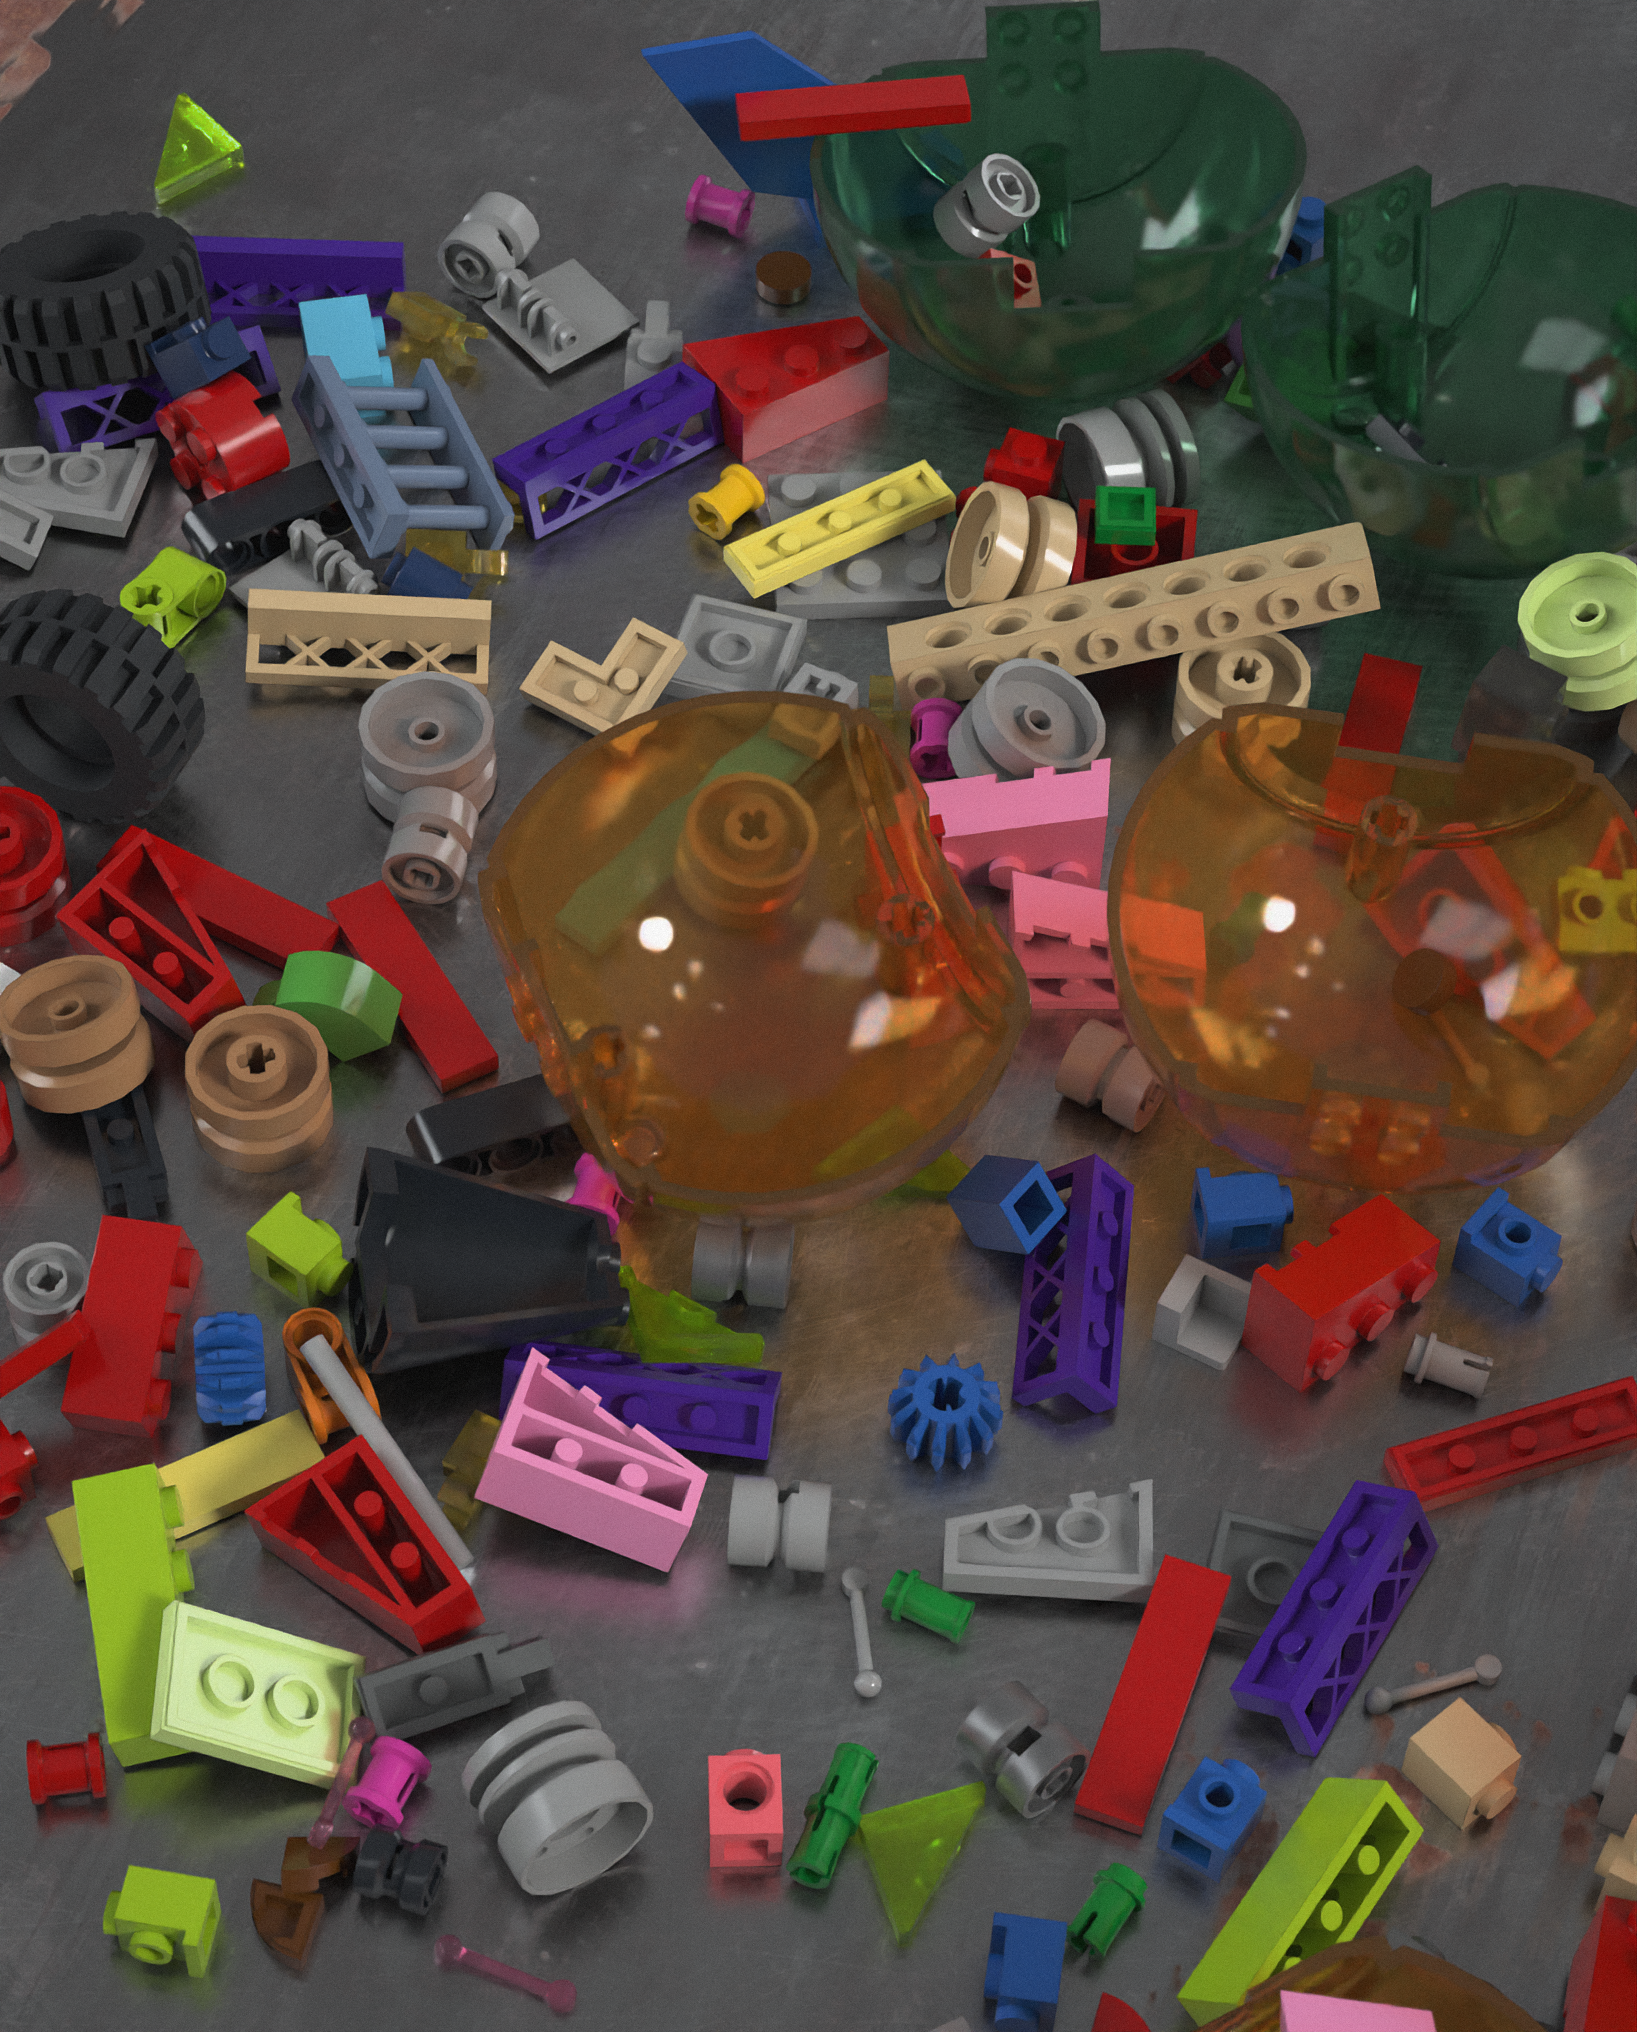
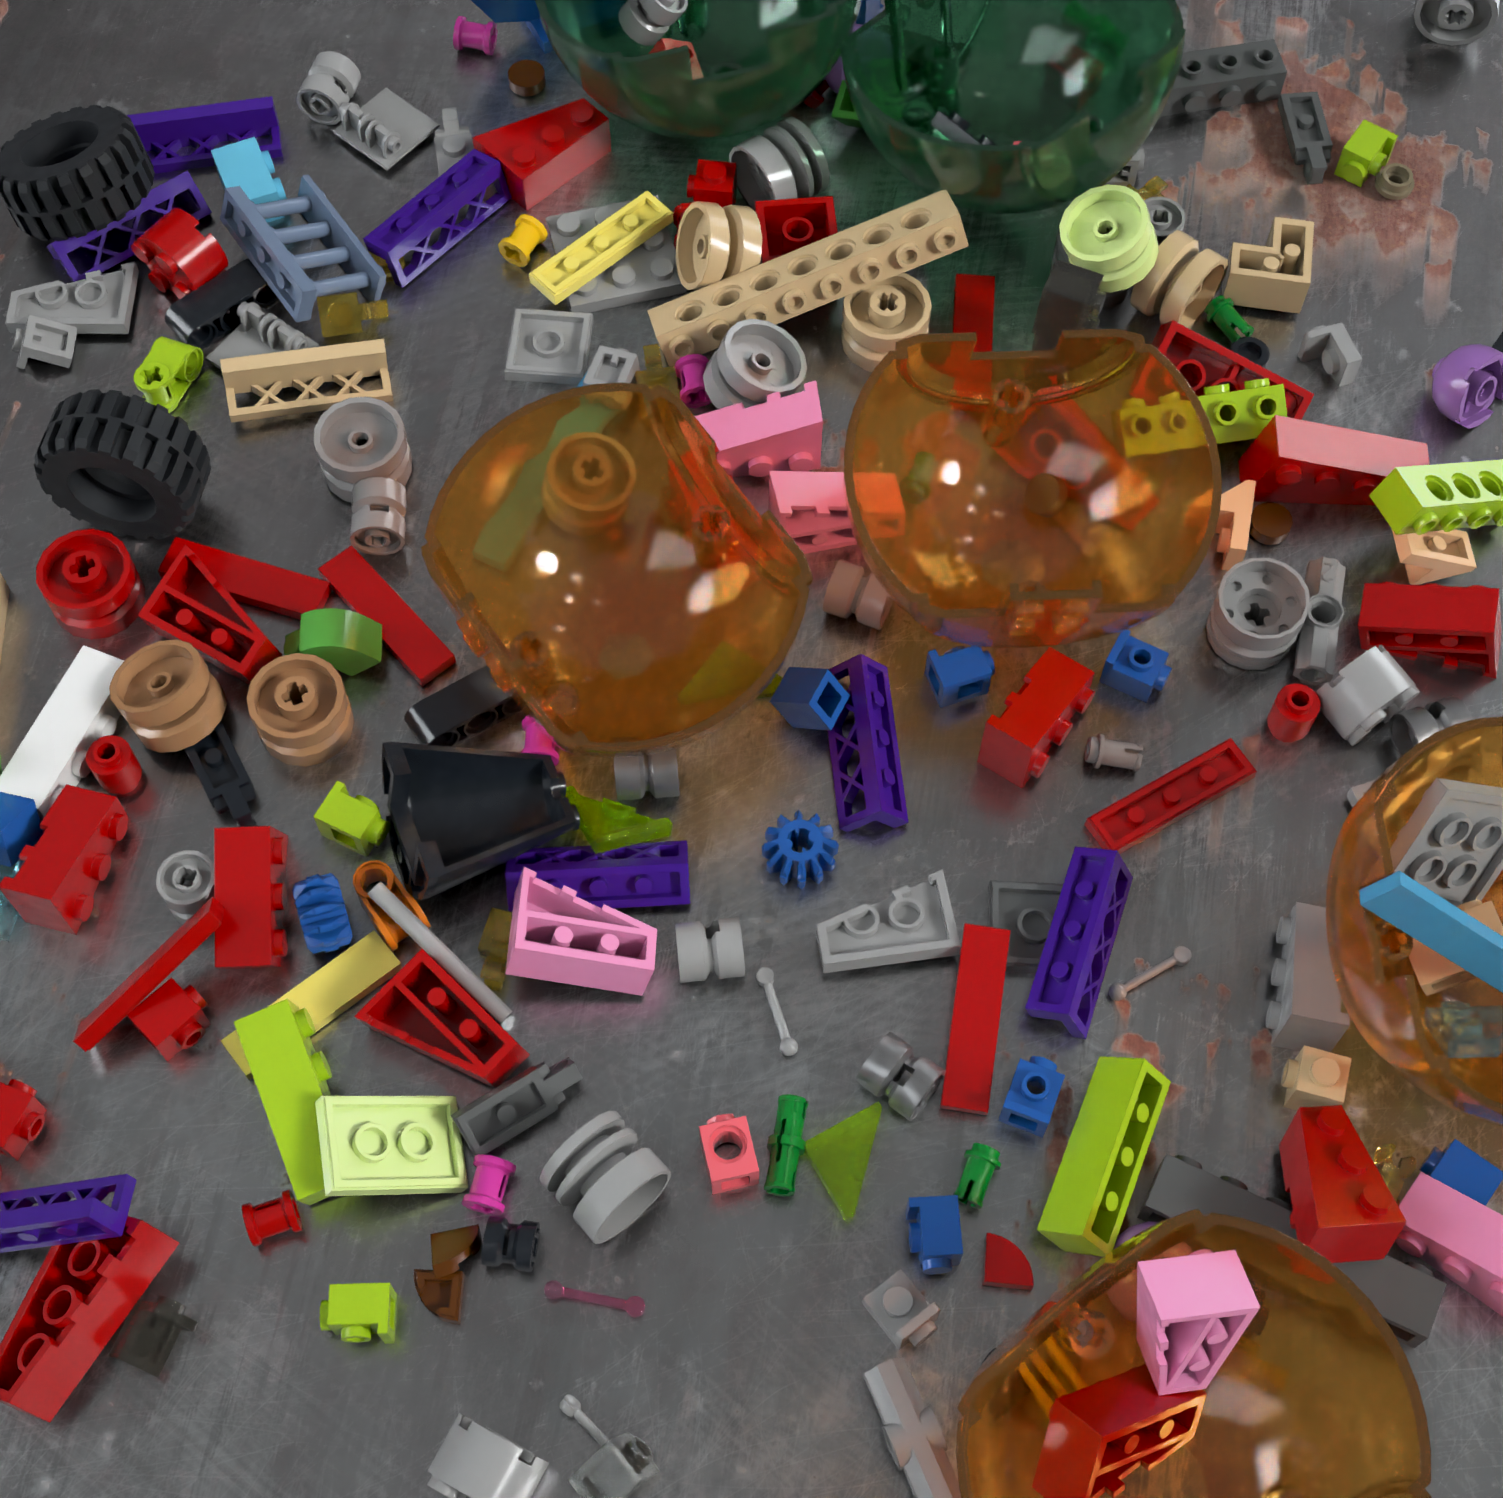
camera: 10 degrees left, 10 degrees up
(193, 150) = (117, 53): clear neon green tile -> none
(197, 354) = (150, 200): dark blue brick -> none
(361, 1731) = (464, 1152): clear pink hinge -> none
(424, 577) = (335, 329): dark blue brick -> none
(429, 318) = (300, 145): clear yellow plate -> none
(608, 693) = (474, 391): tan plate -> none
(927, 1605) = (816, 985): green pin -> none
(1125, 515) = (787, 208): green tile -> none
(1202, 1313) = (952, 747): light grey panel -> none
(1463, 1764) = (1184, 1027): tan brick -> none

